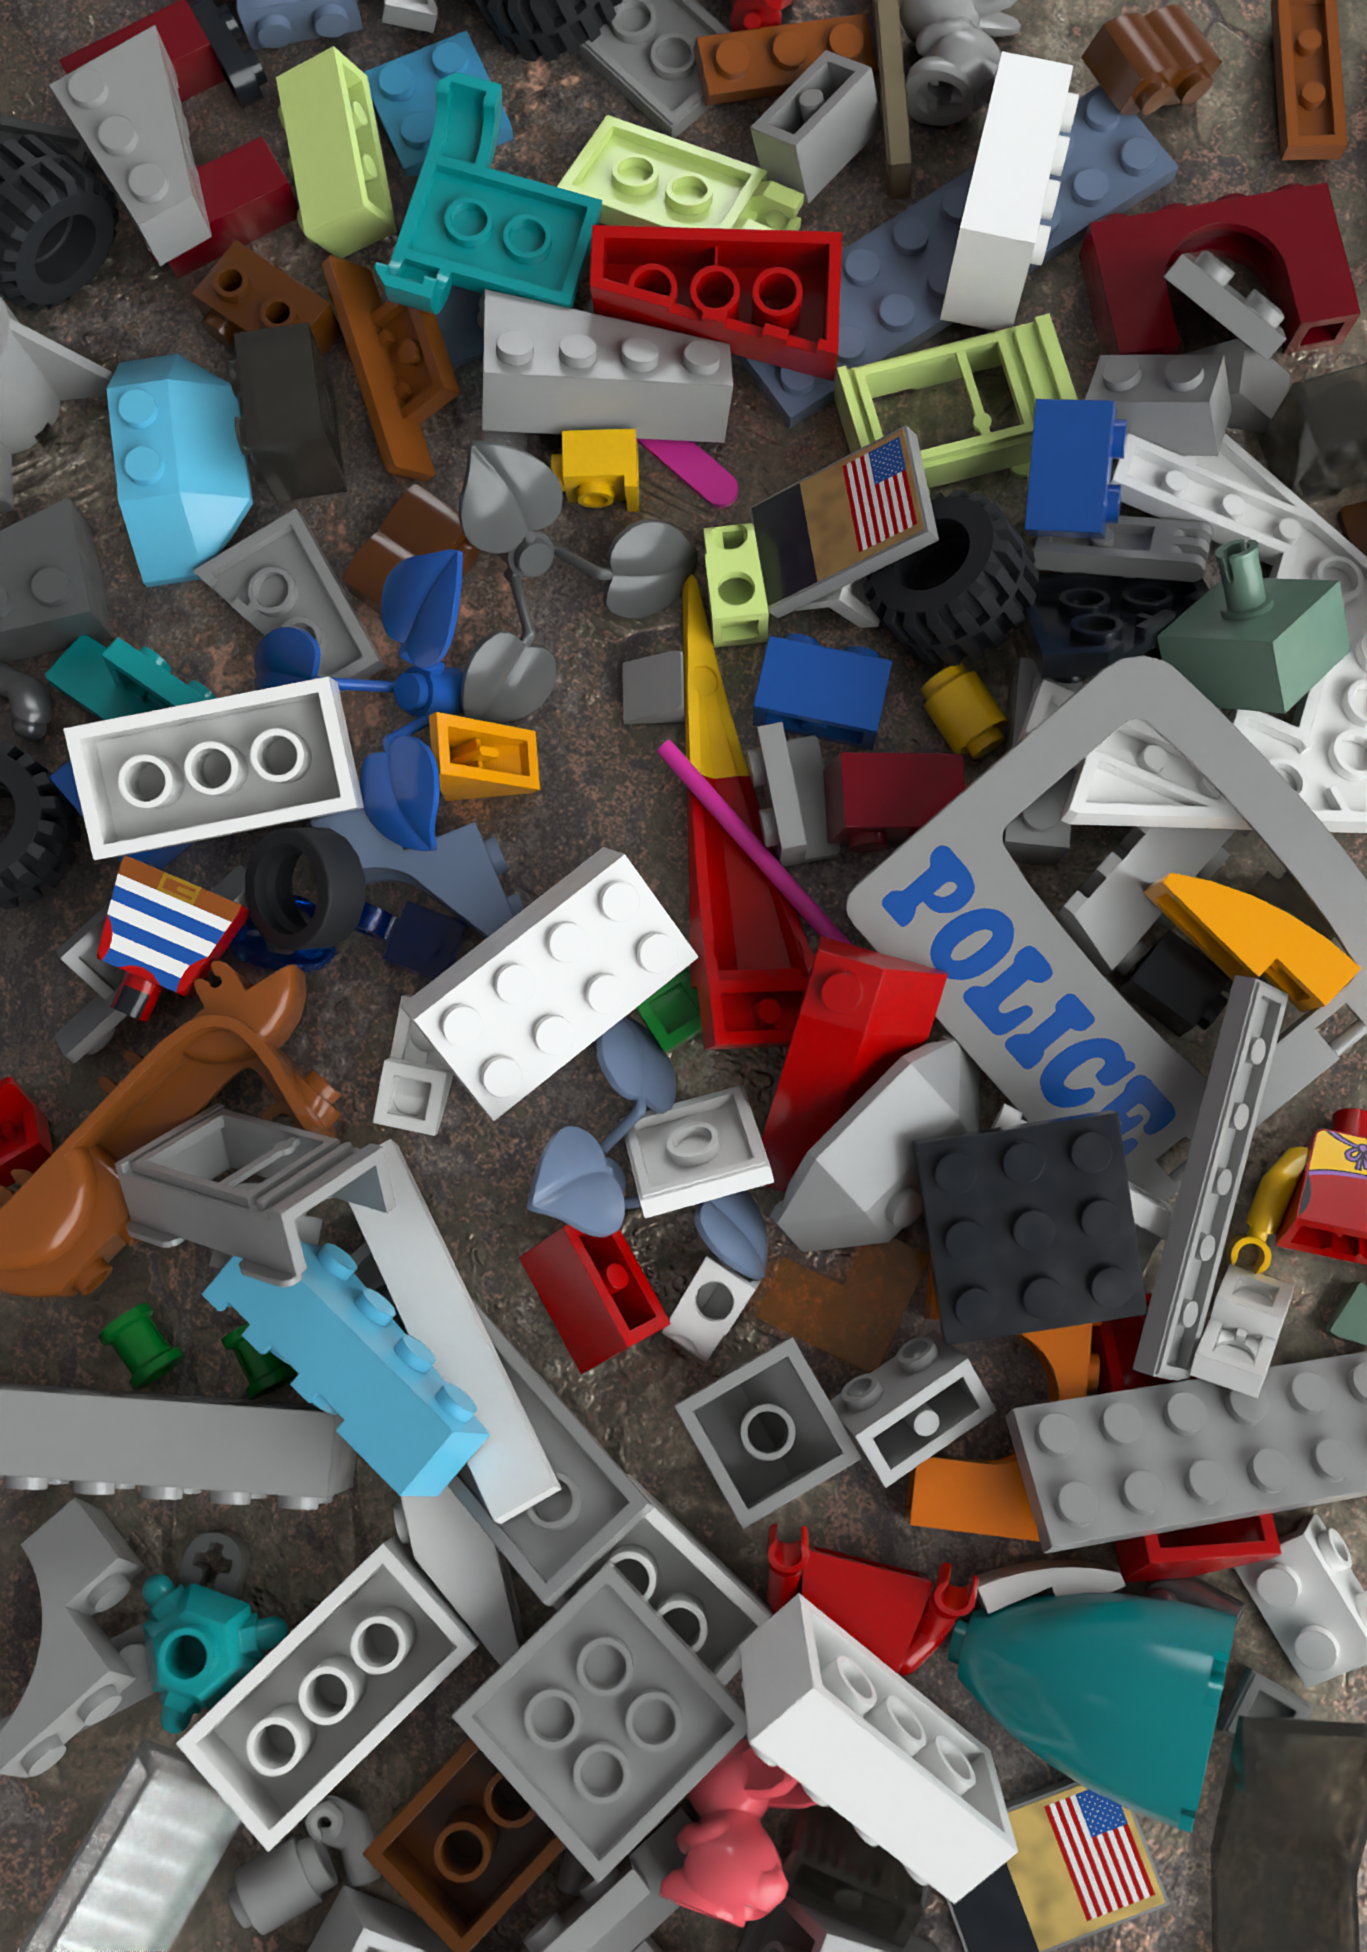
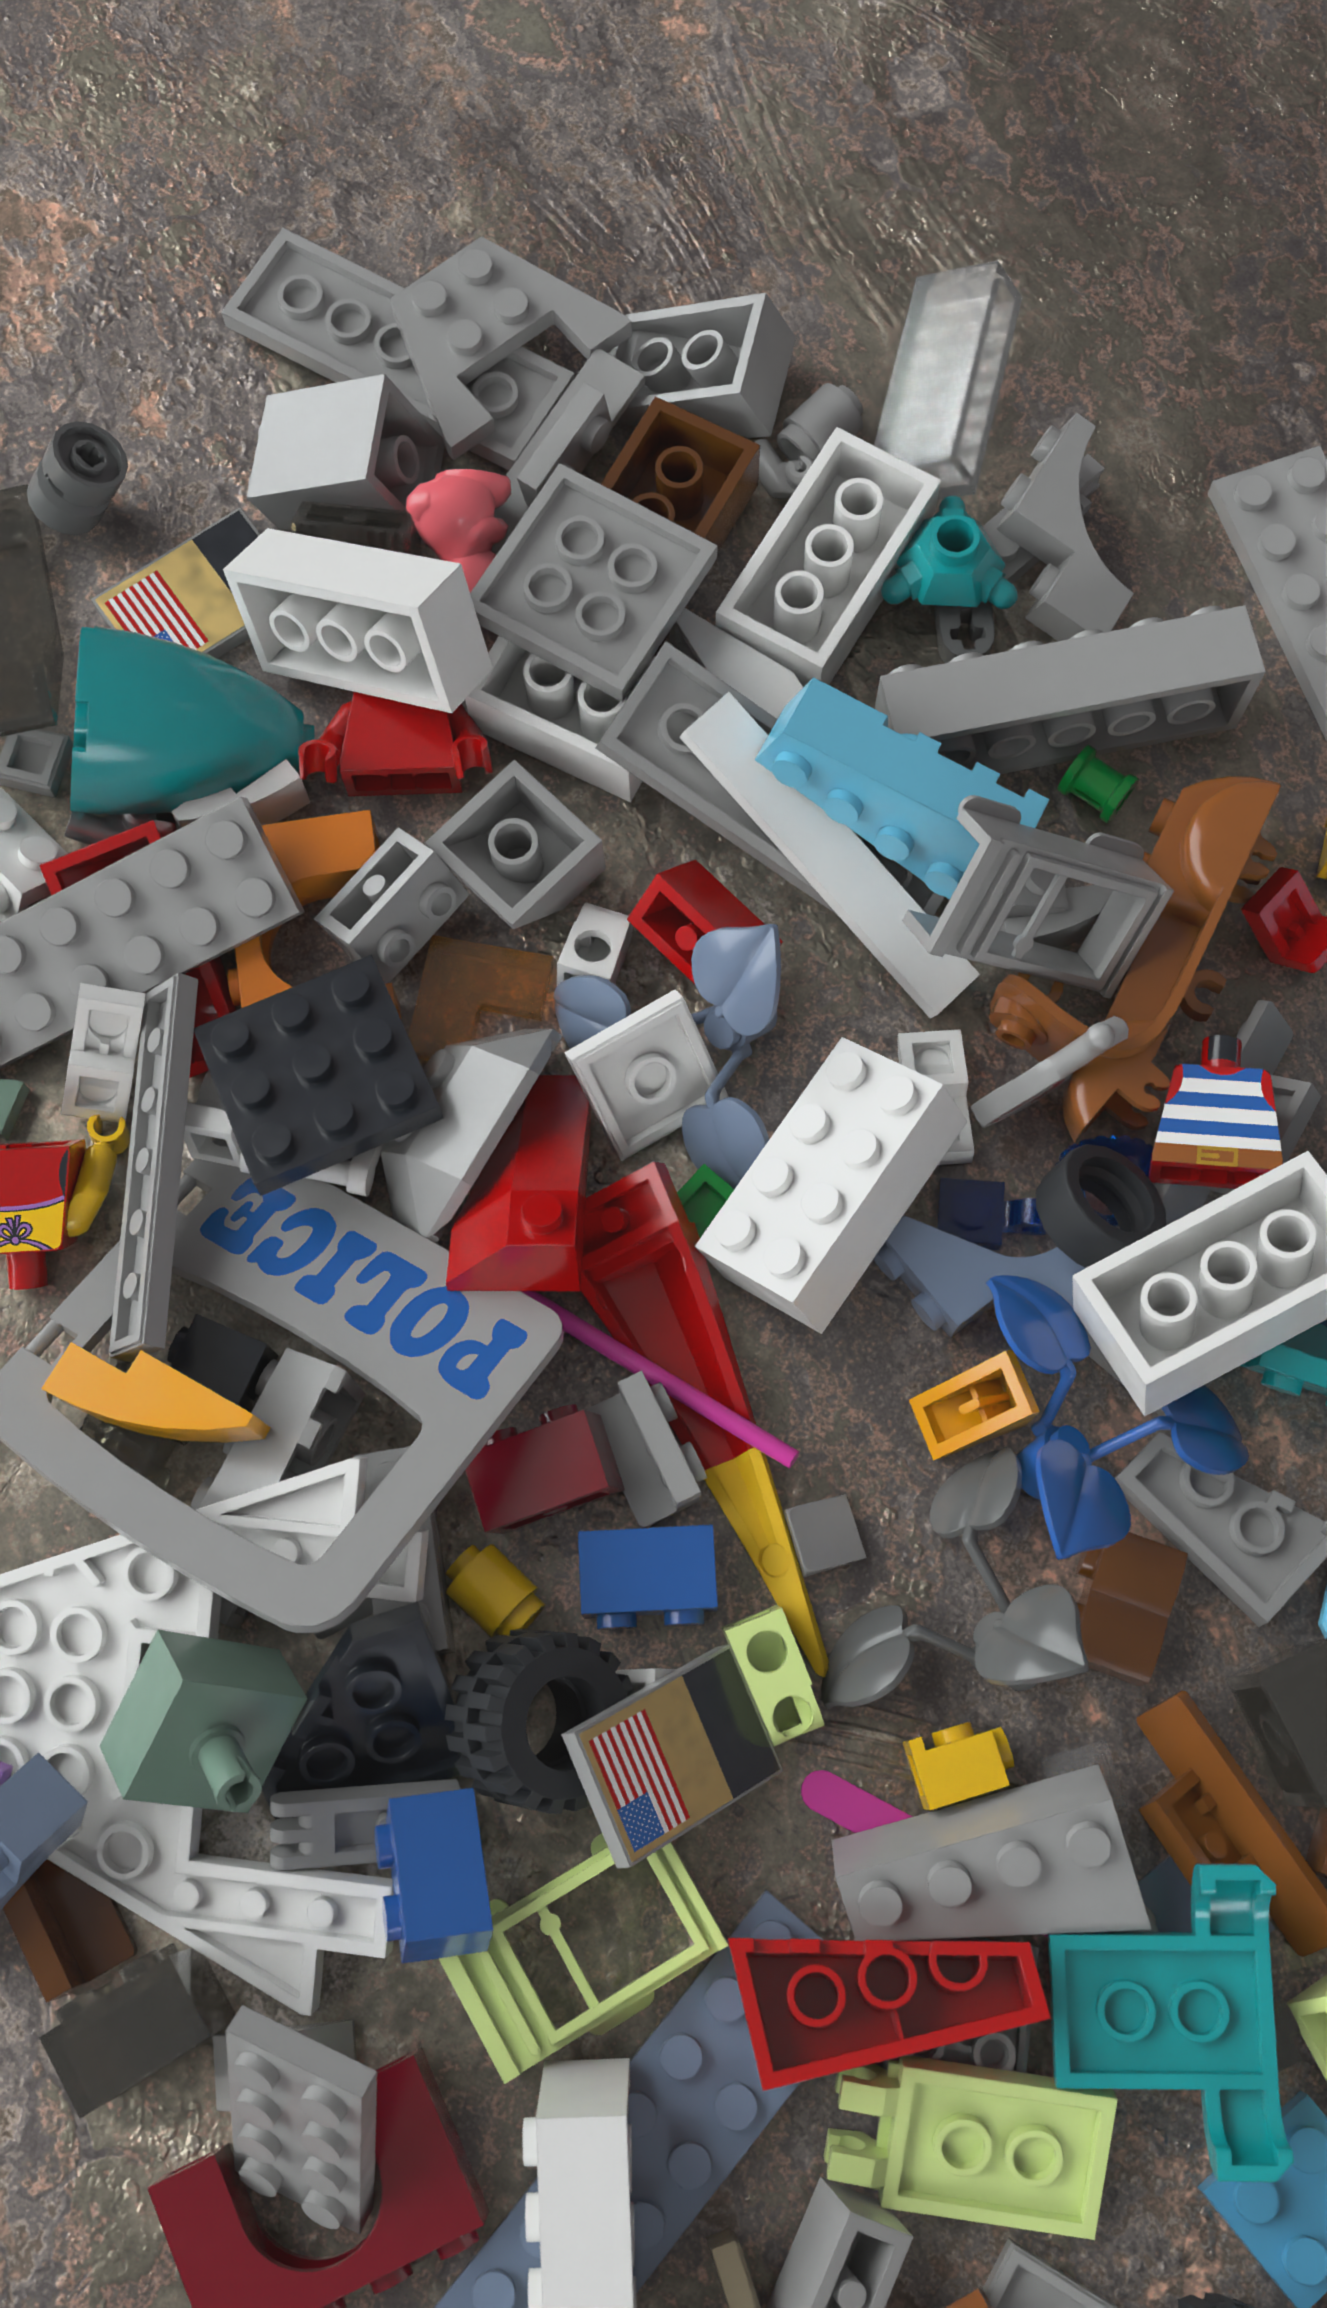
camera: 160 degrees right, 5 degrees down
(310, 1033) = (1049, 1073): none -> light grey piece
(1168, 398) = (359, 2000): light grey brick -> none

